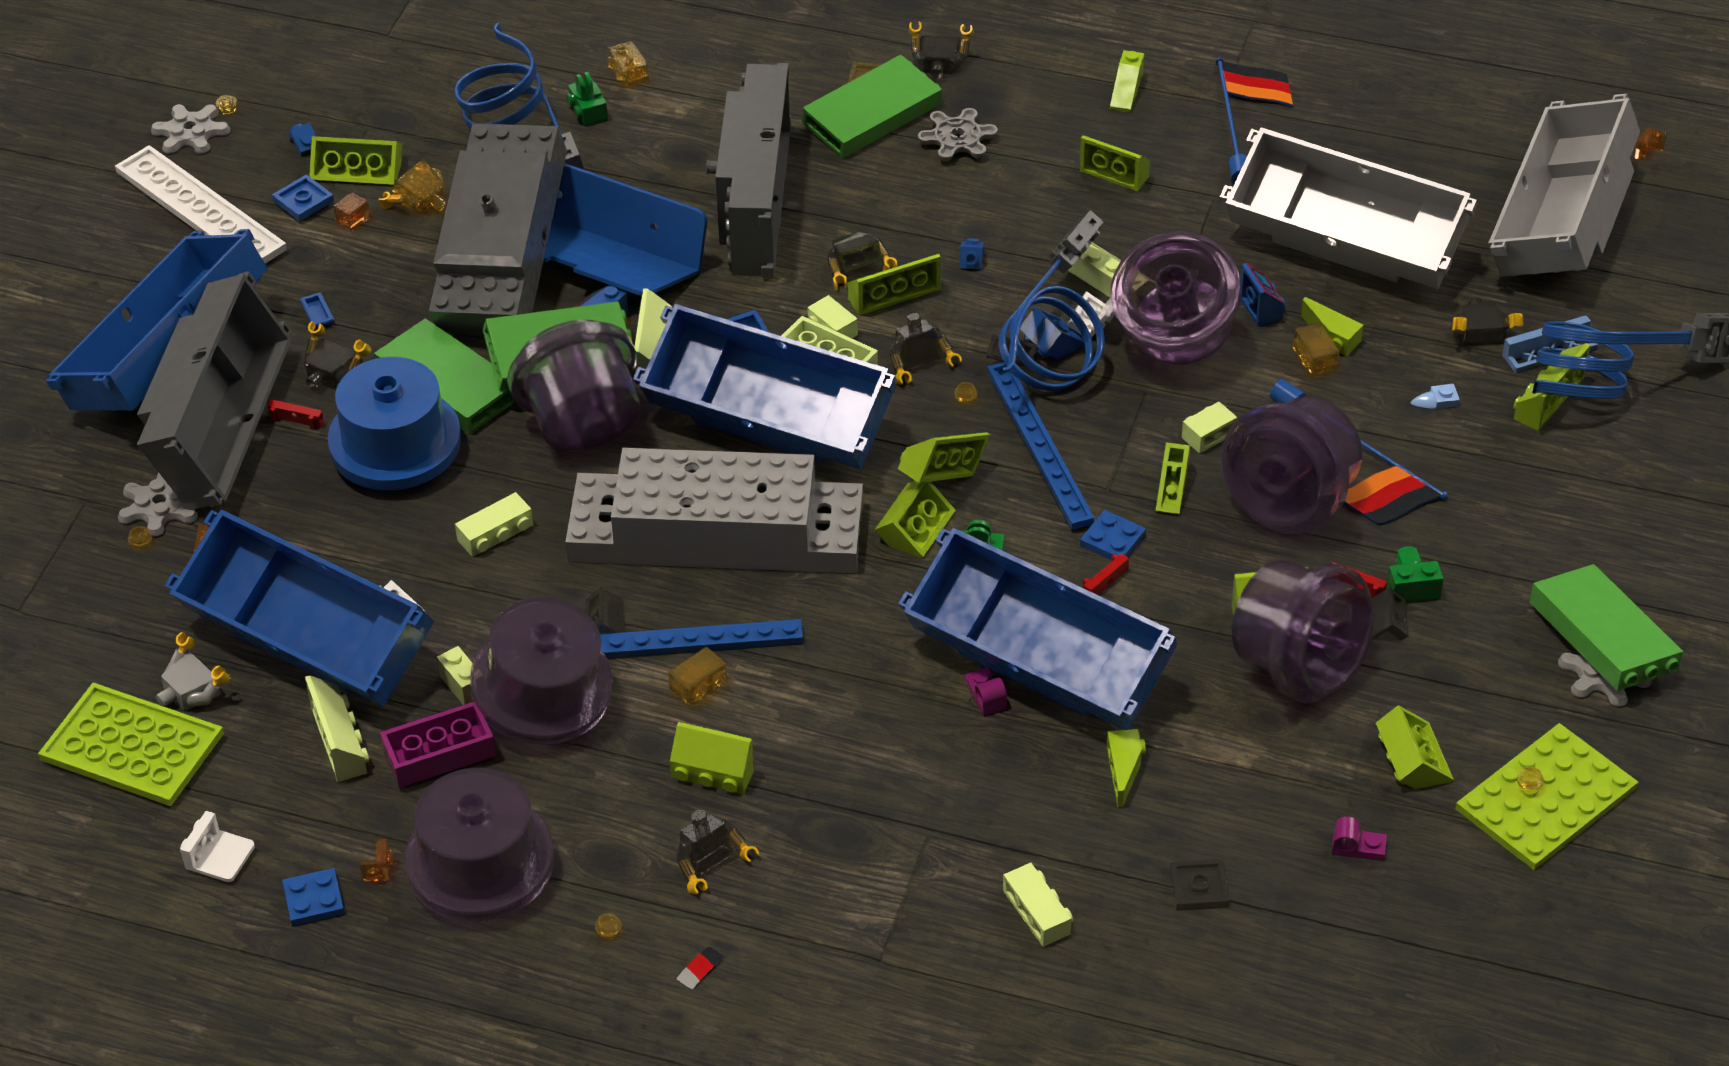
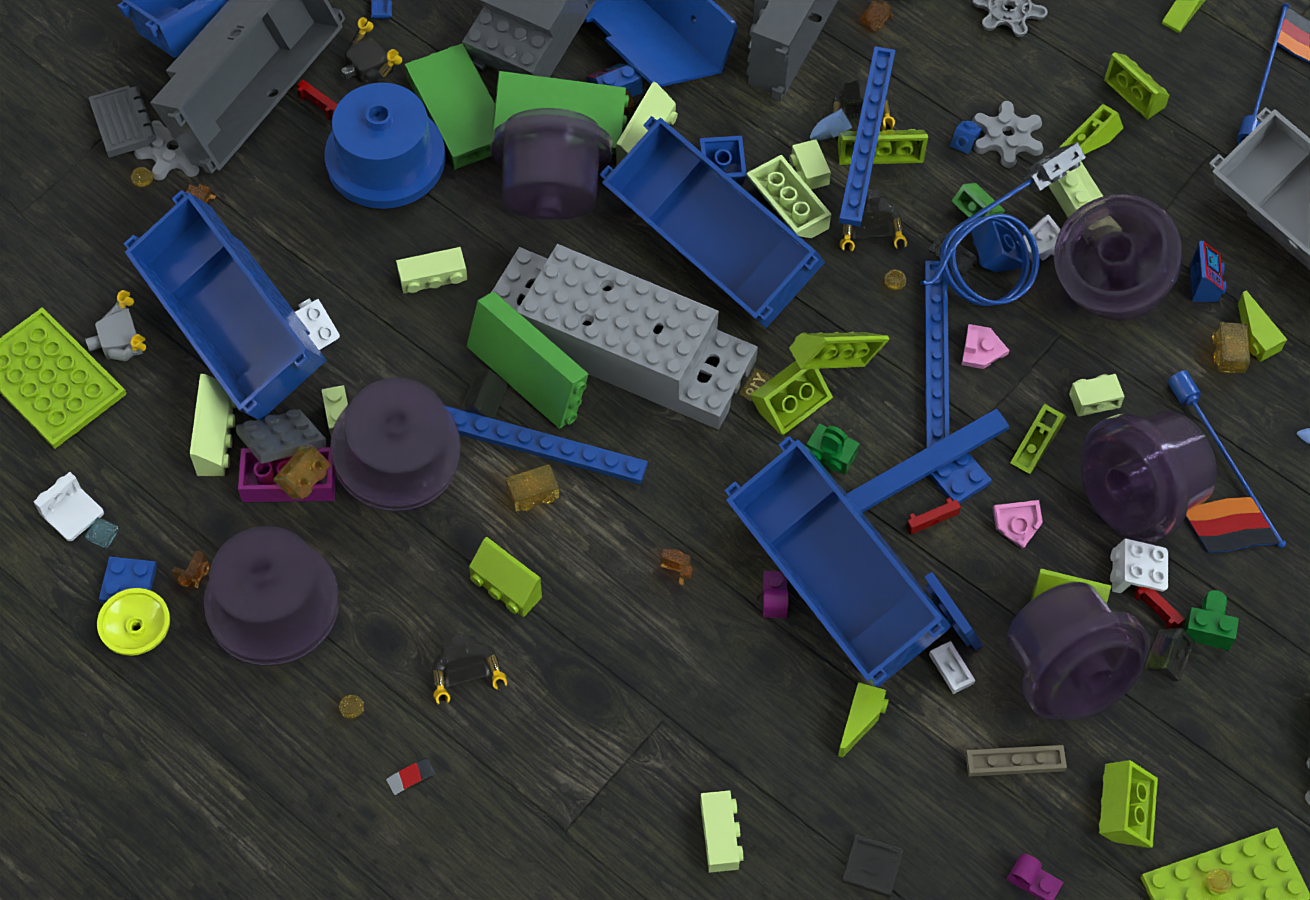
camera: 20 degrees right, 15 degrees up
(92, 492) = (122, 120): none -> dark grey hinge
(262, 863) = (102, 532): none -> clear light blue plate
(340, 914) = (132, 609): none -> neon yellow dish
(414, 709) = (279, 435): none -> dark grey plate
(459, 726) = (302, 472): none -> clear yellow brick
(638, 563) = (527, 360): none -> bright green brick
(831, 178) = (876, 15): none -> clear orange bracket
(836, 281) = (831, 126): none -> light blue plate
(871, 521) = (756, 380): none -> clear yellow sticker
(876, 693) = (677, 561): none -> clear orange bracket
(882, 270) = (867, 137): none -> blue plate
(1007, 301) = (973, 198): none -> bright green brick
(1016, 251) = (1005, 145): none -> light grey plate
(1079, 423) = (982, 347): none -> bright pink plate
(1087, 518) = (929, 460): none -> blue tile
(1101, 201) = (1096, 130): none -> lime slope
(1188, 553) = (1018, 520): none -> bright pink plate
(1188, 649) = (952, 612): none -> blue plate
(1189, 694) = (952, 667): none -> white plate
(1290, 750) = (1016, 760): none -> dark tan plate
(1322, 547) = (1139, 565): none -> white bracket

